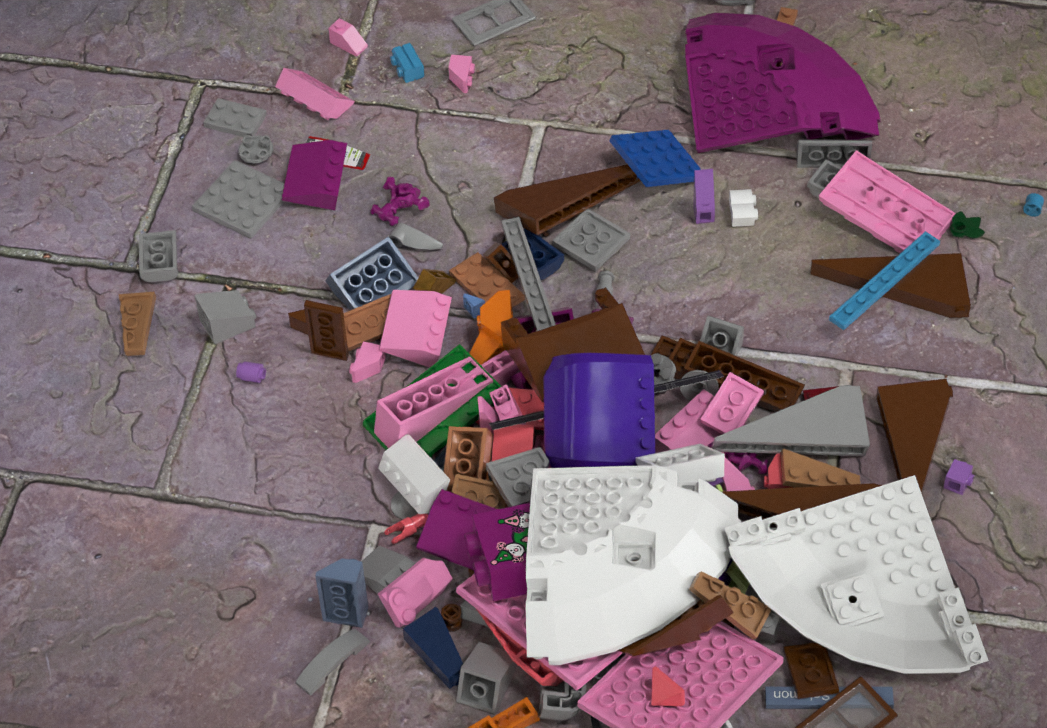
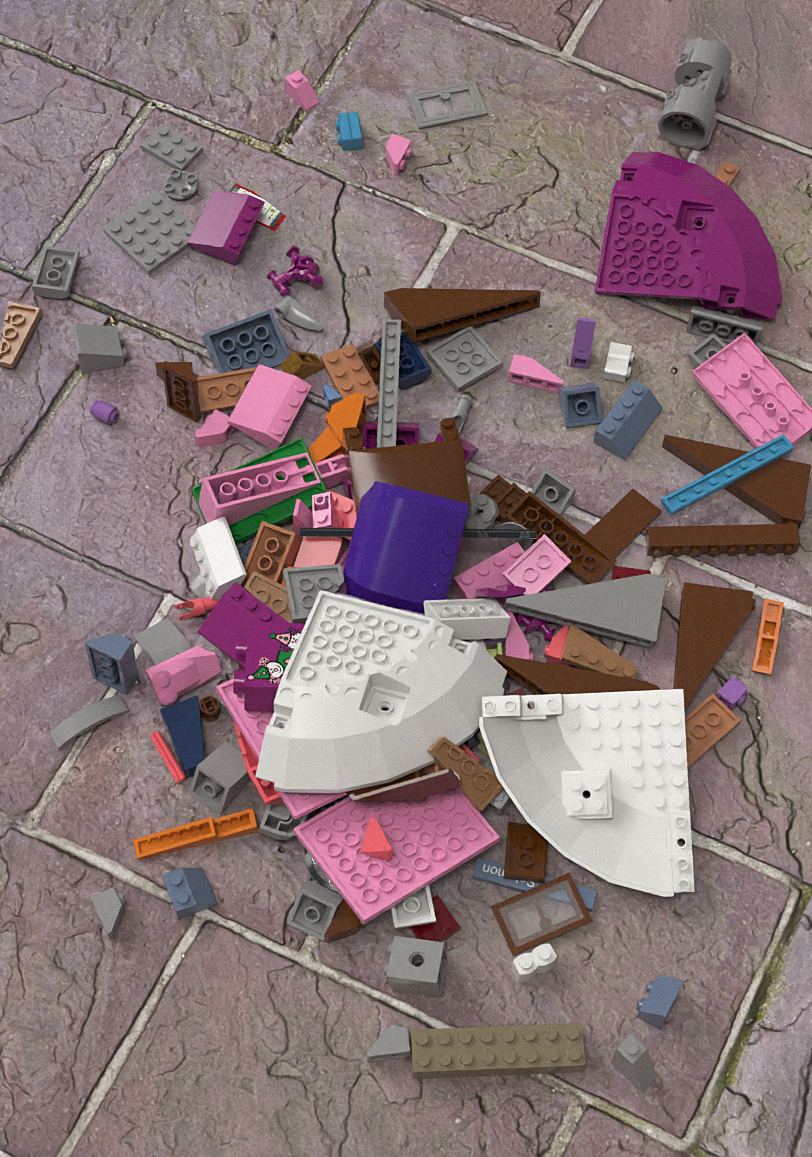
camera: 10 degrees right, 10 degrees up
(313, 93) = (251, 141): bright pink slope -> none
(424, 673) = (168, 757): none -> coral axle
(656, 157) = (552, 290): blue plate -> none
(661, 237) = (532, 374): none -> bright pink slope
(704, 436) = (499, 591): none -> magenta slope
(719, 254) = (580, 404): none -> sand blue slope
(770, 257) = (628, 420): none -> sand blue slope
(799, 349) = (623, 523): none -> reddish brown tile
(899, 341) = (722, 539): none -> reddish brown brick
(947, 510) = (707, 726): none -> nougat plate
(974, 417) = (767, 636): none -> orange slope

